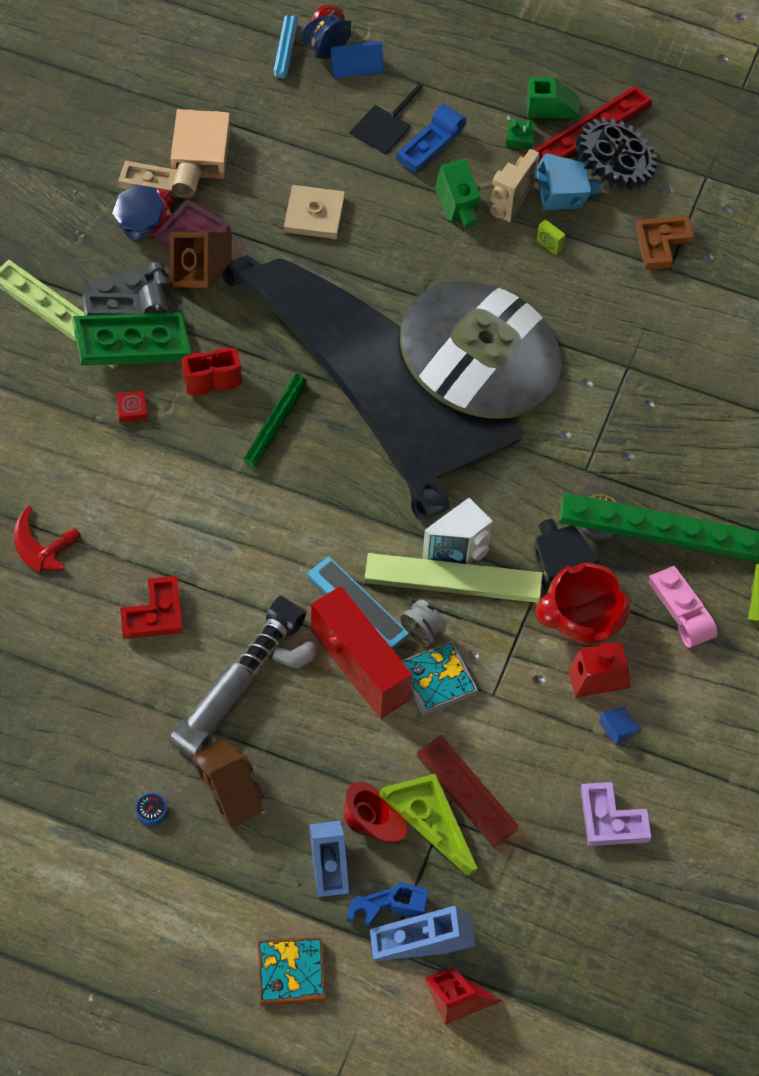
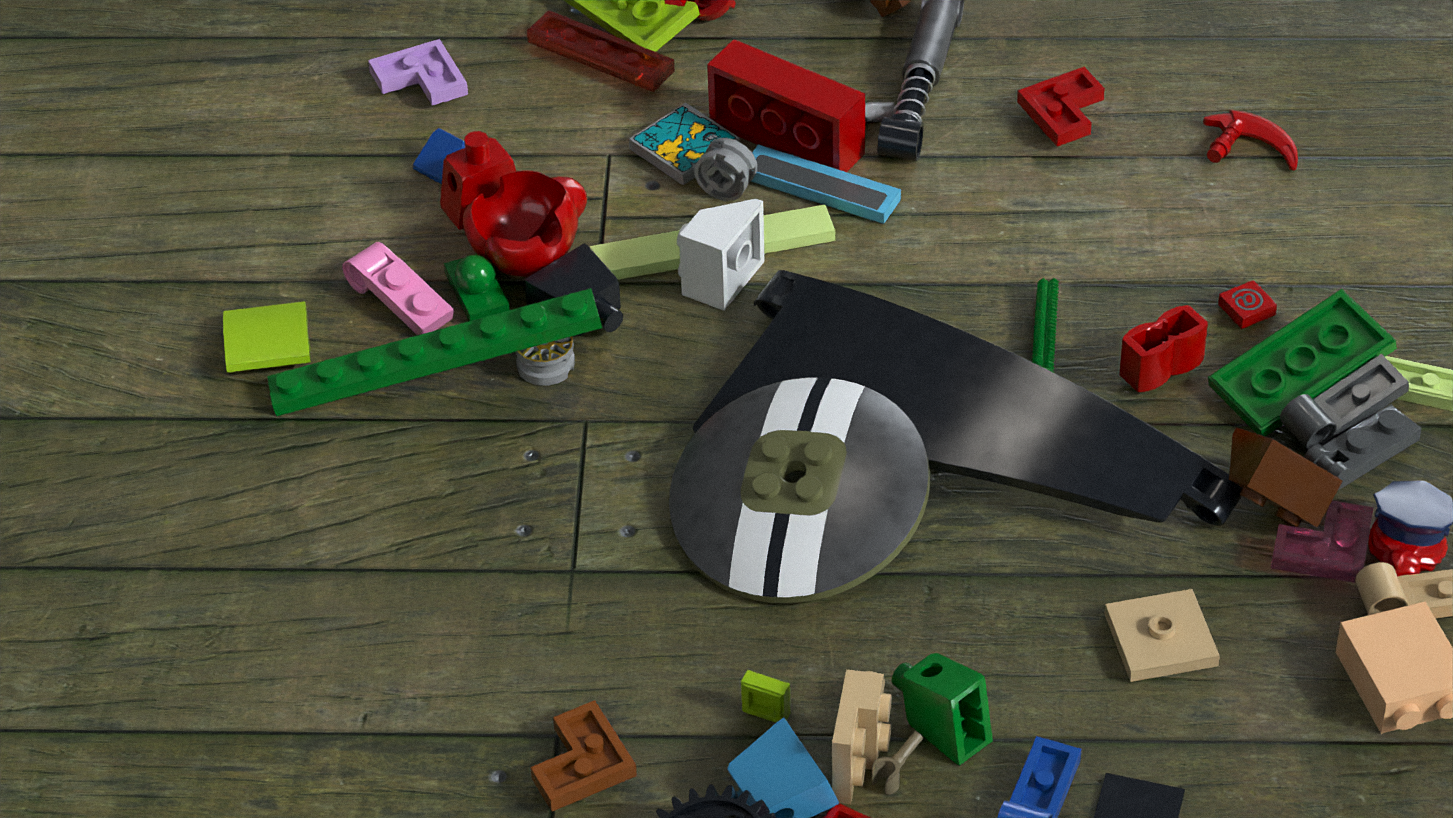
camera: 165 degrees right, 15 degrees down
(631, 585) = (476, 286): none -> green tile

